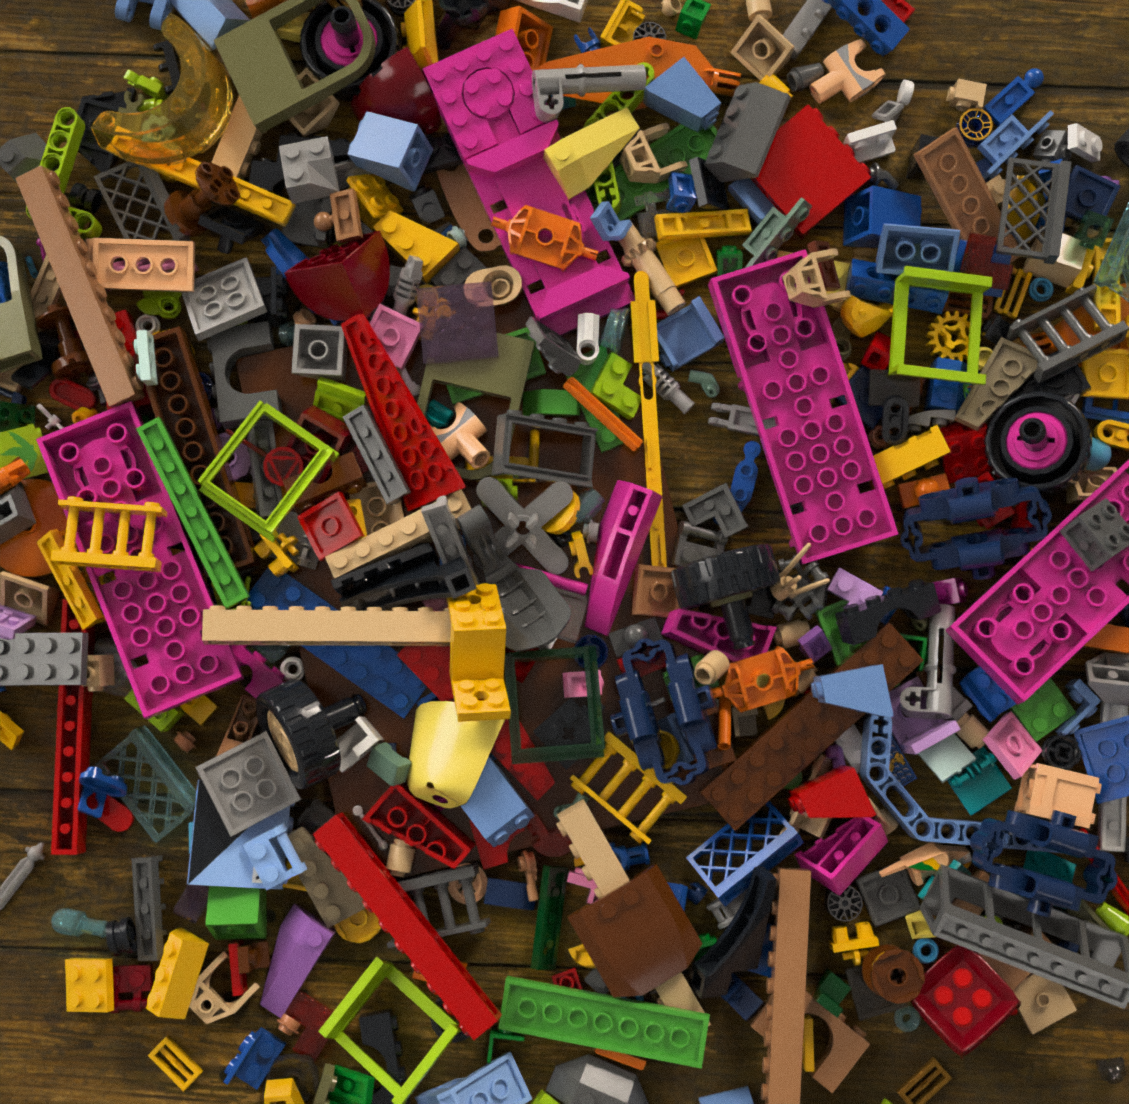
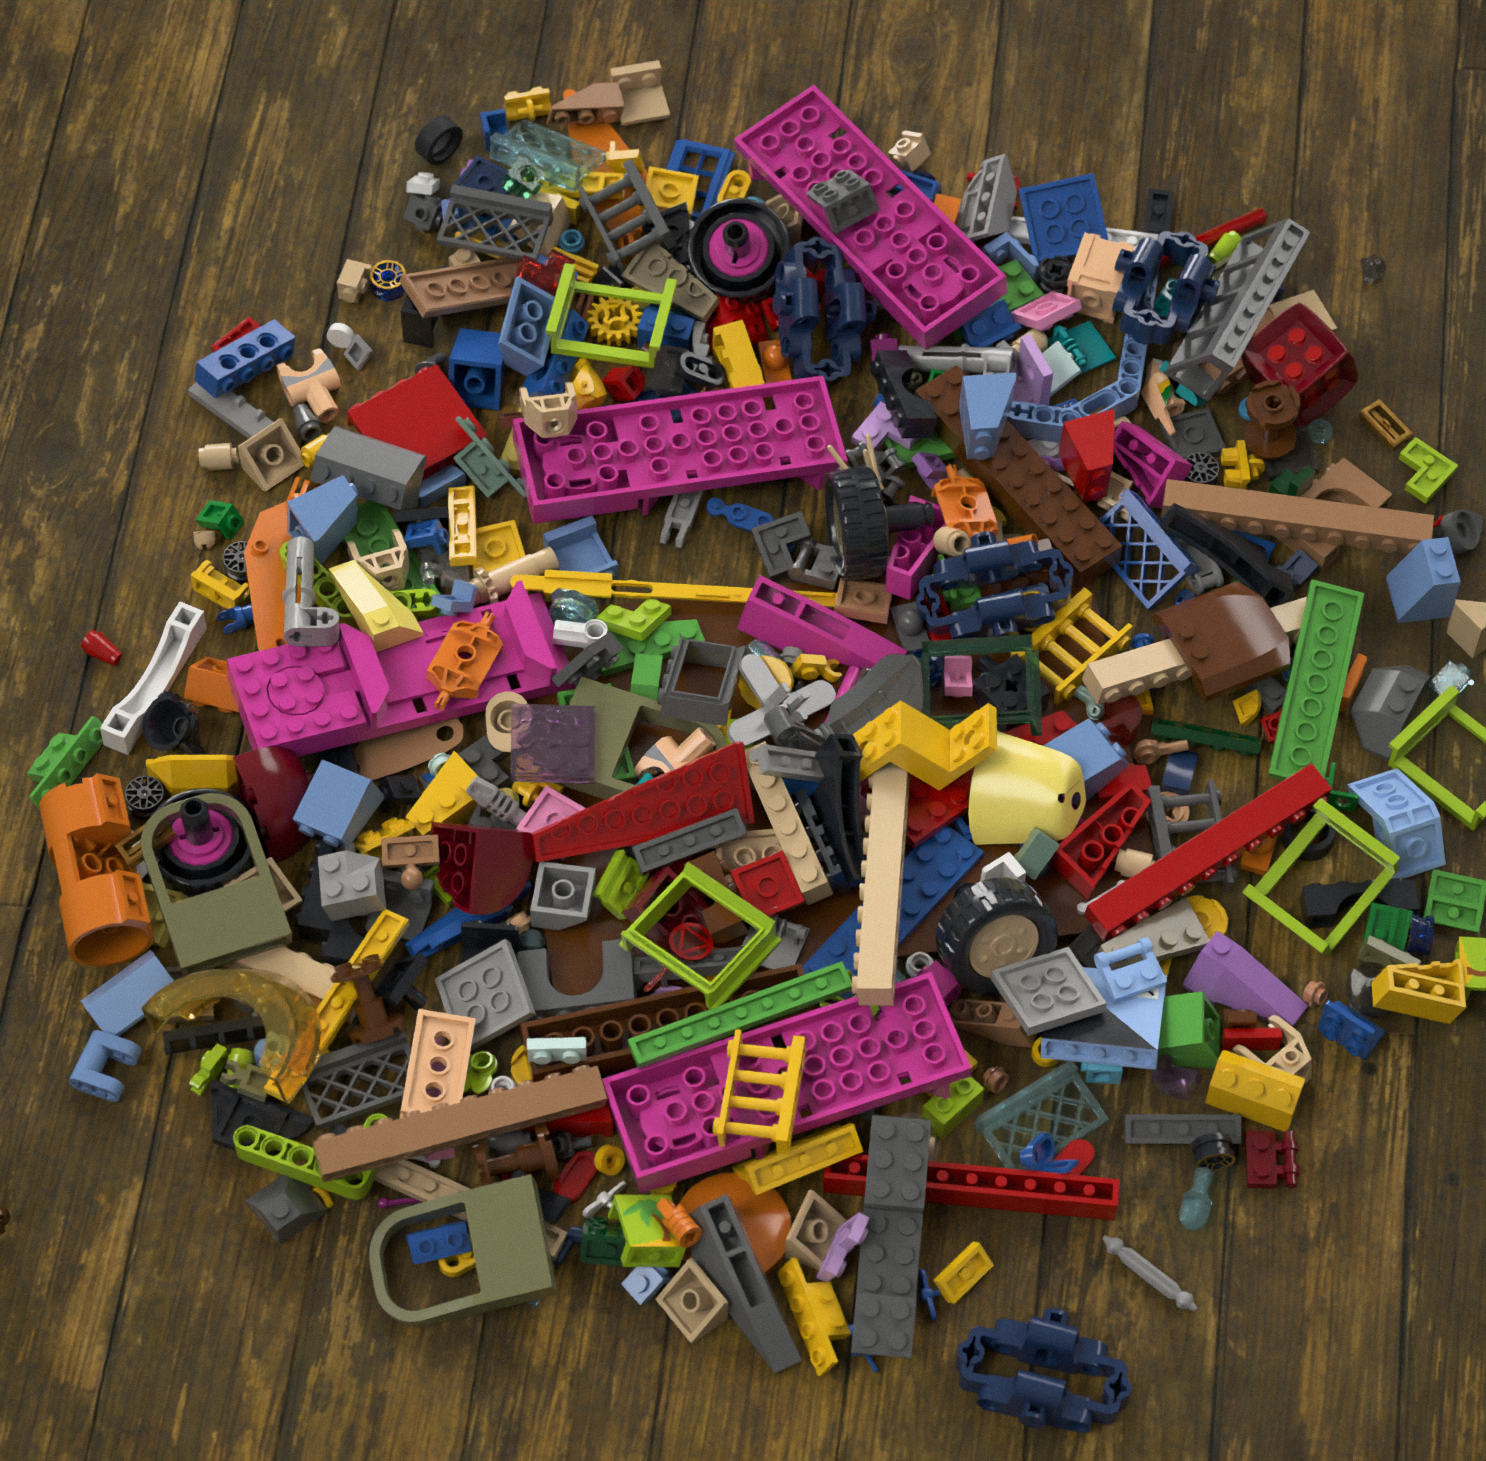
camera: 85 degrees left, 25 degrees down
(89, 985) = (1266, 1190): yellow plate -> none
(175, 1062) = (1340, 1129): yellow tile -> none
(283, 562) = (790, 949): yellow hips -> none
(313, 1016) = (1319, 968): clear red plate -> none
(578, 877) = (1173, 692): bright pink bracket -> none
(602, 413) = (665, 629): orange axle -> none
(667, 387) = (641, 574): light grey hinge -> none
(706, 381) = (635, 544): sand green arm -> none
(728, 259) = (508, 508): green bracket -> none
(789, 632) = (916, 486): tan brick -> none
(872, 141) = (392, 364): white bracket -> none
(918, 926) = (1224, 408): light yellow slope -> none
(1007, 140) = (410, 247): medium blue bracket -> none
(1013, 96) = (358, 241): blue plate -> none

